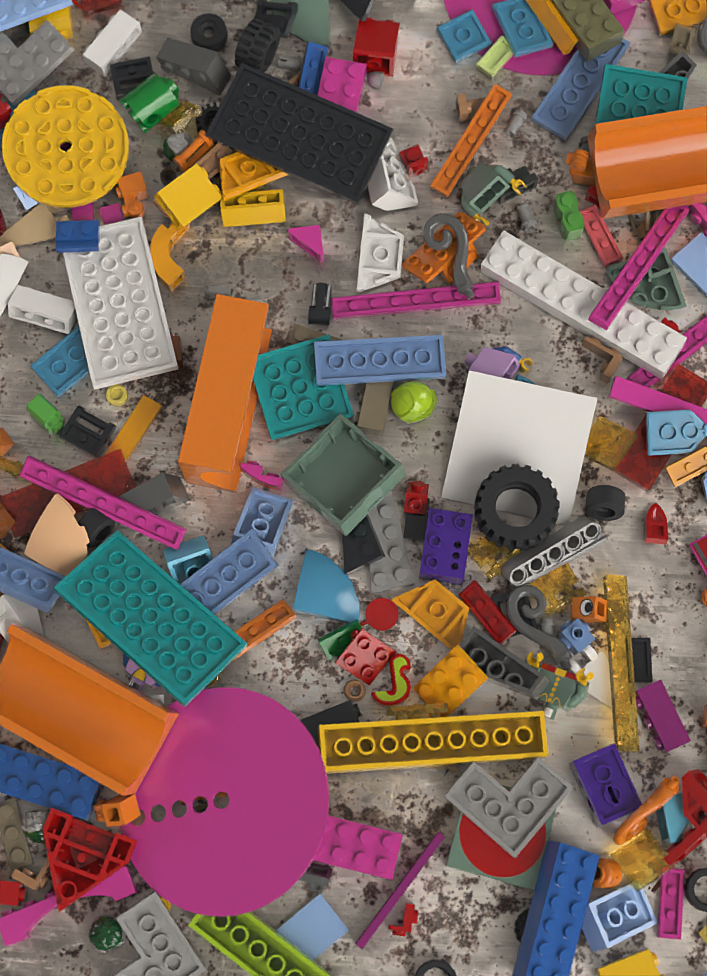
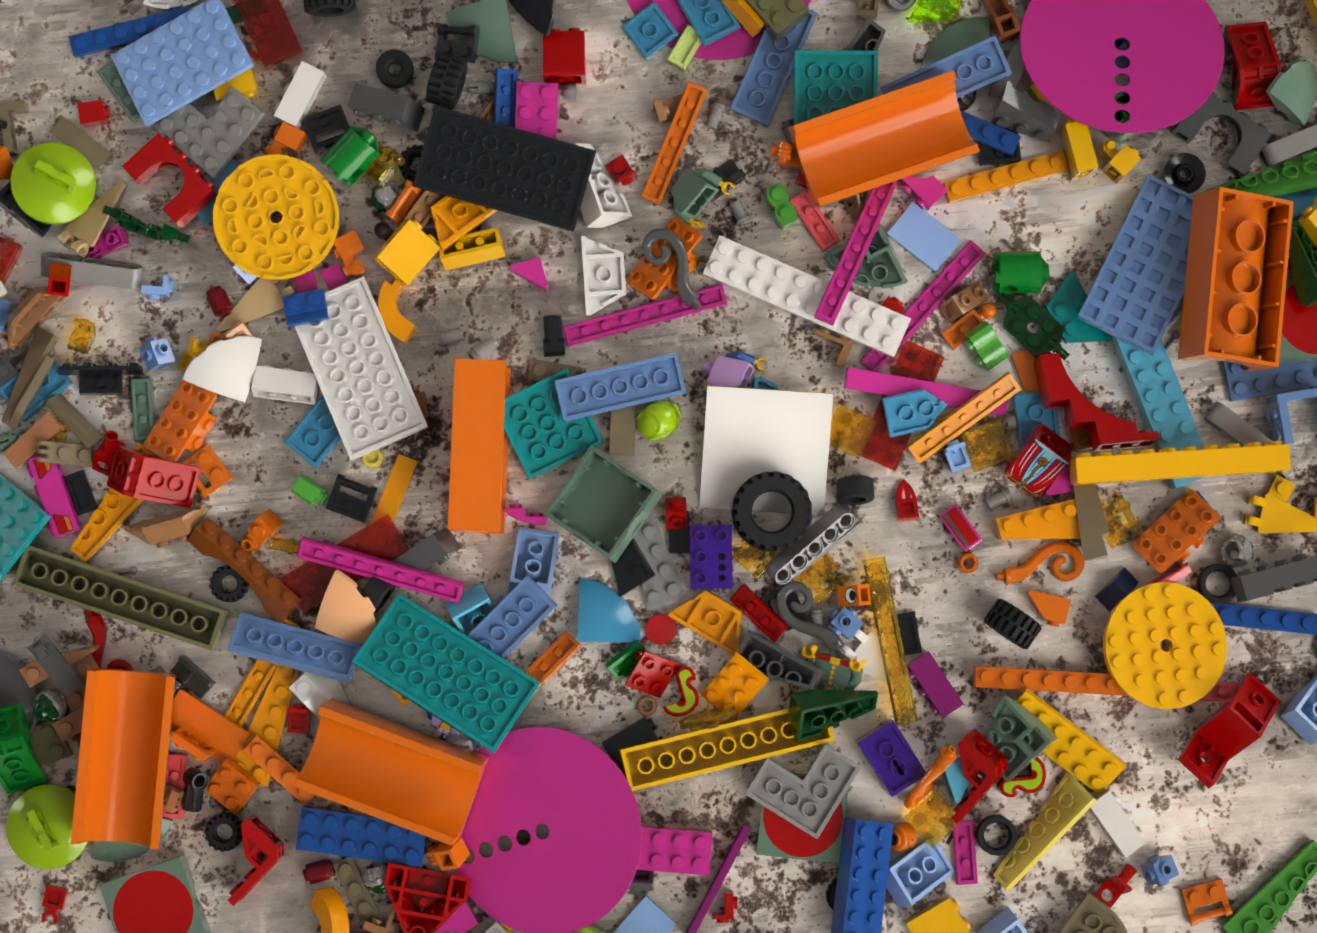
camera: 10 degrees left, 10 degrees up
(94, 79) = (286, 138): none -> orange brick
(541, 719) = (820, 709): none -> dark green wedge

